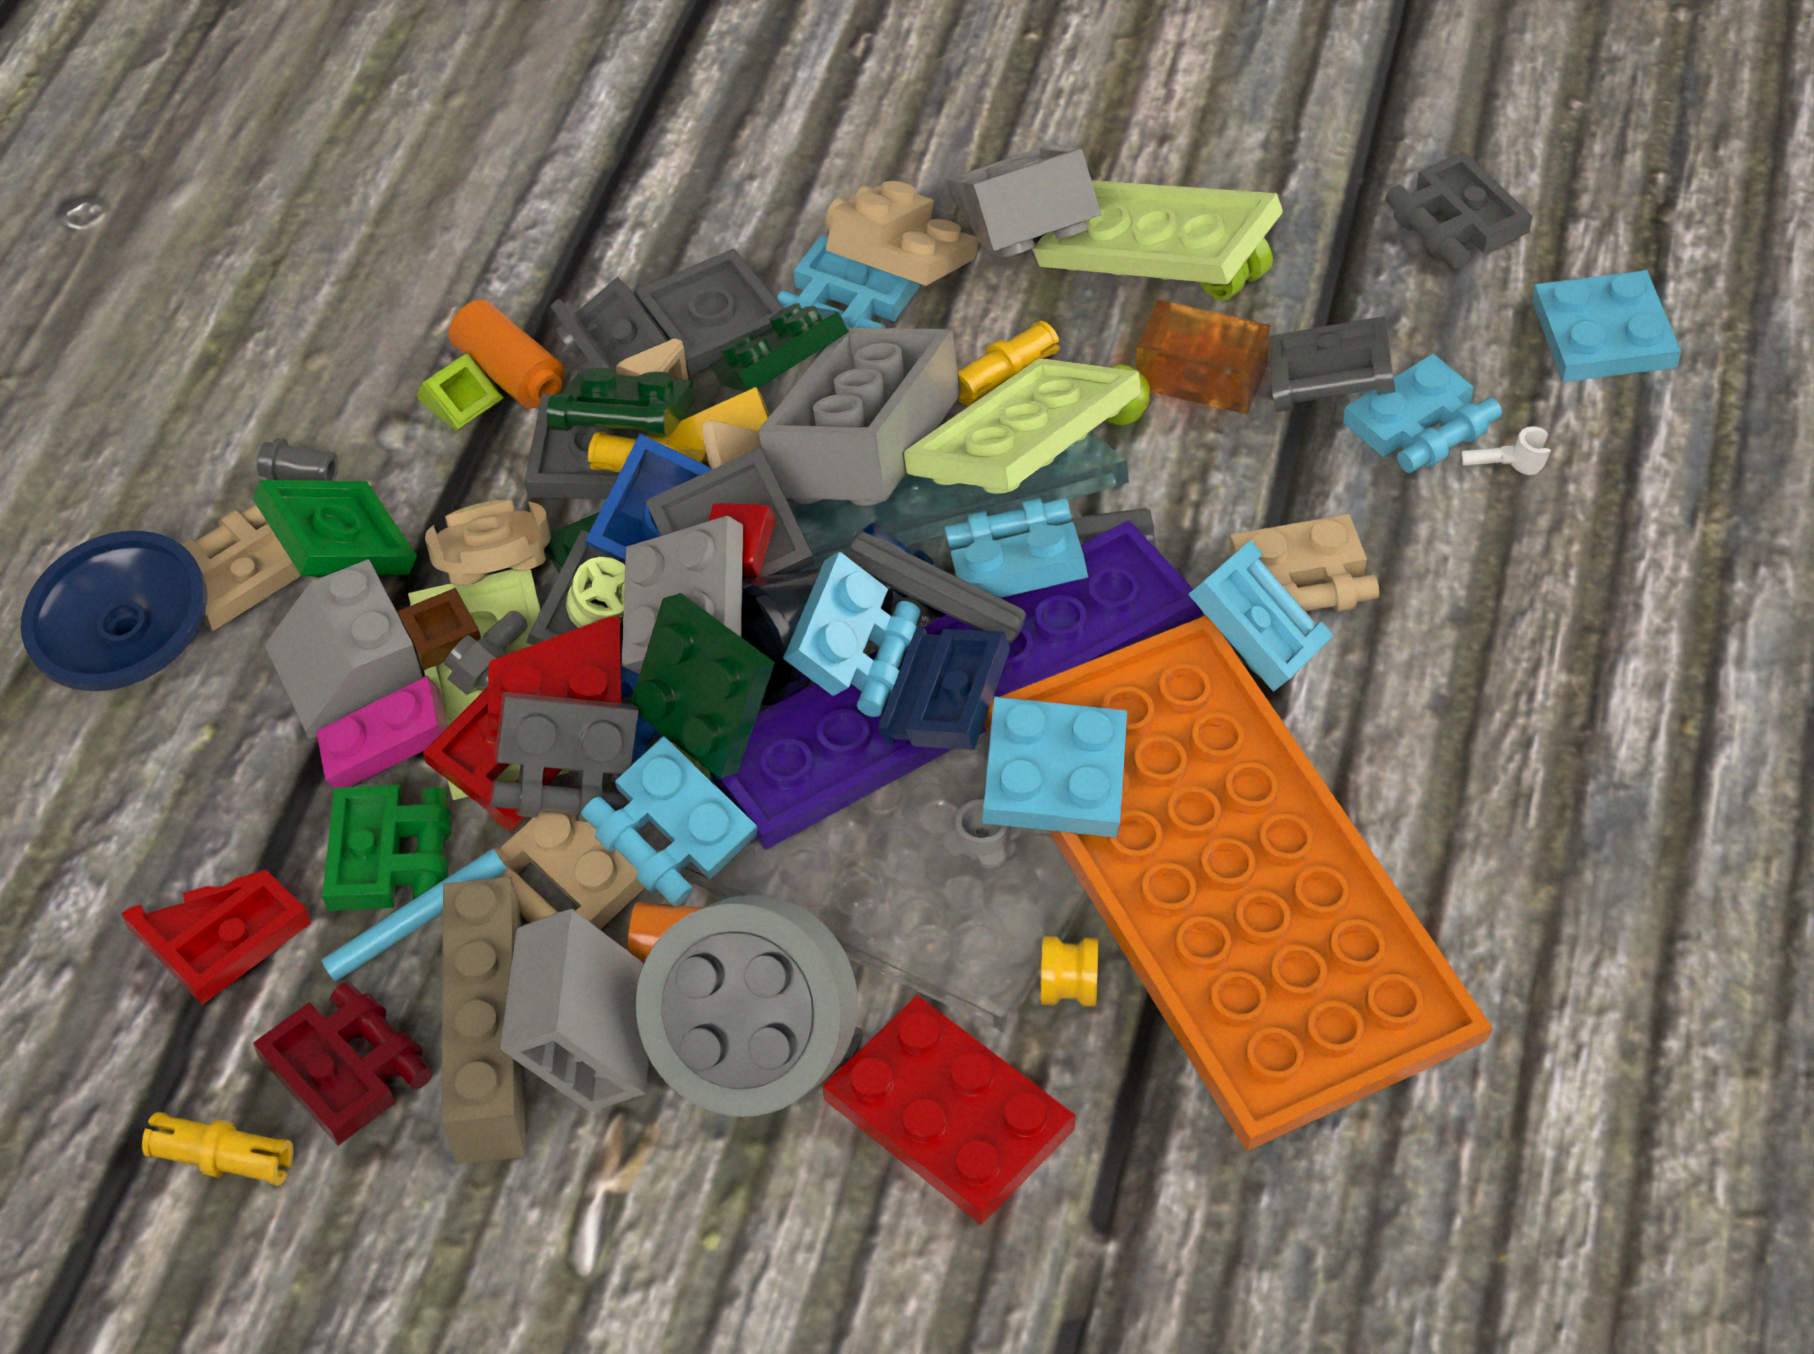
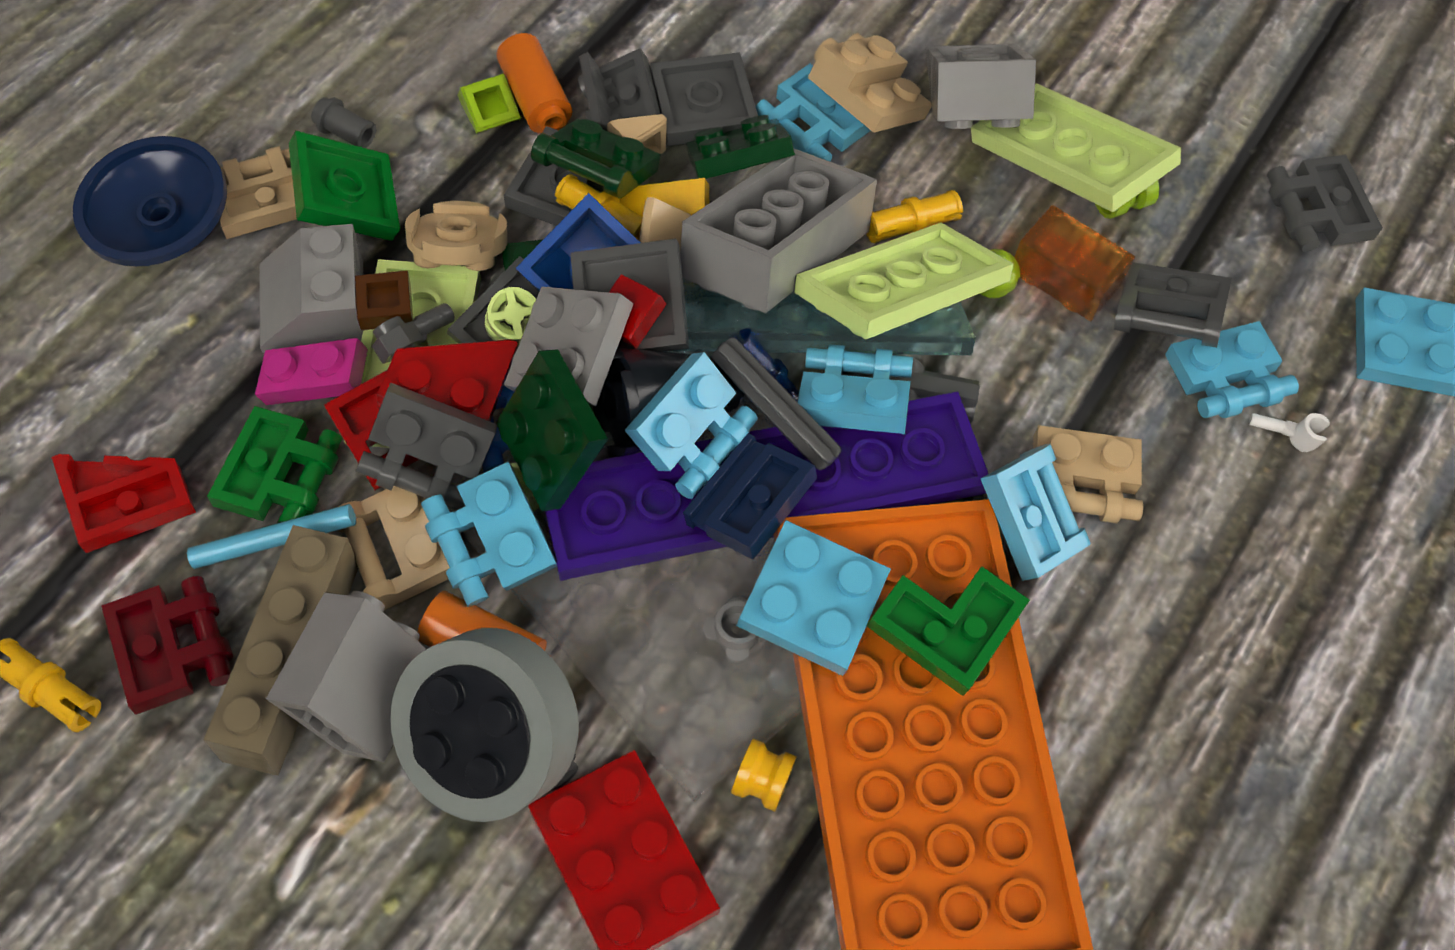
camera: 10 degrees right, 10 degrees up
(1215, 762) = (948, 641): none -> green plate

